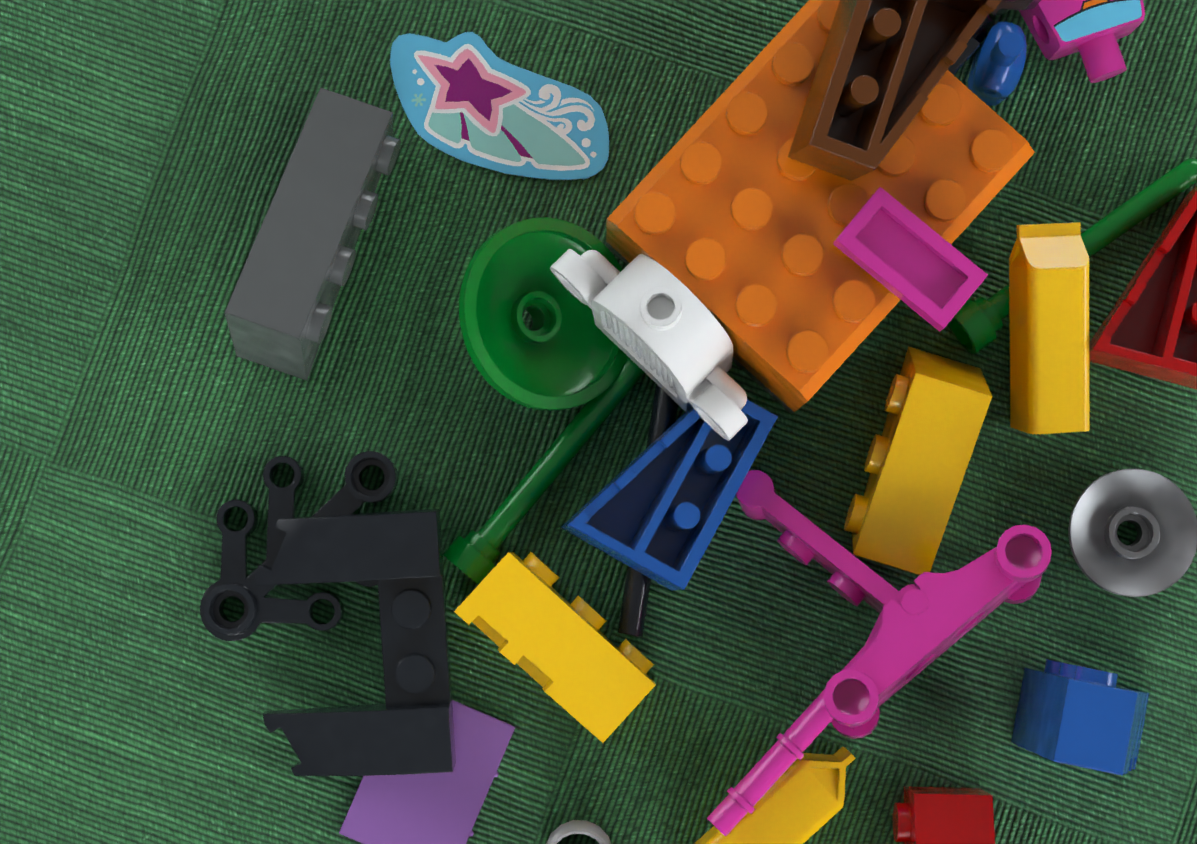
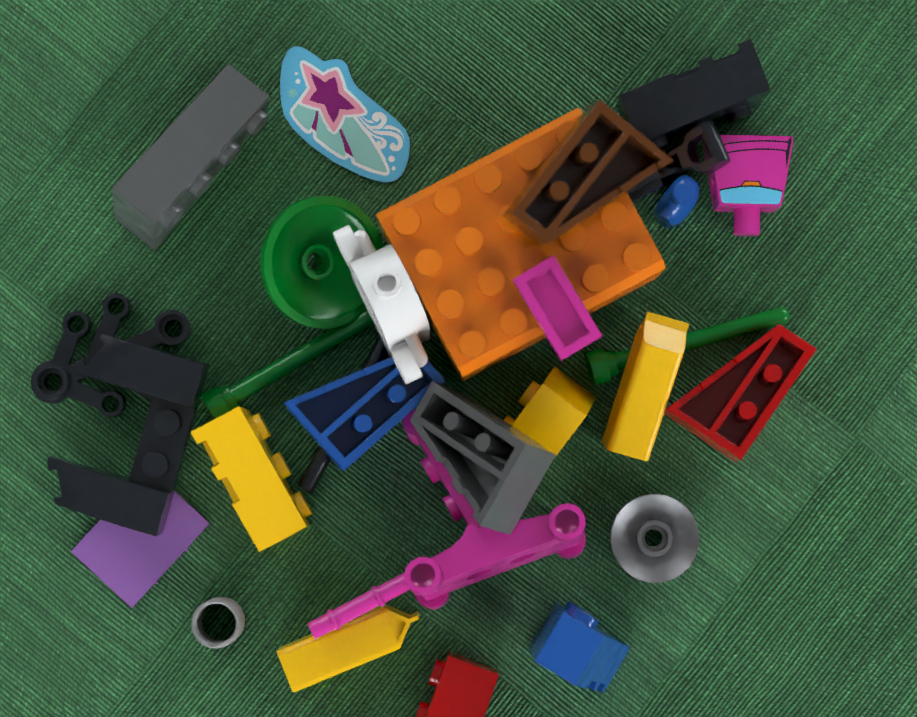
camera: 15 degrees right, 0 degrees up
(873, 499) = (484, 455): none -> dark grey wedge

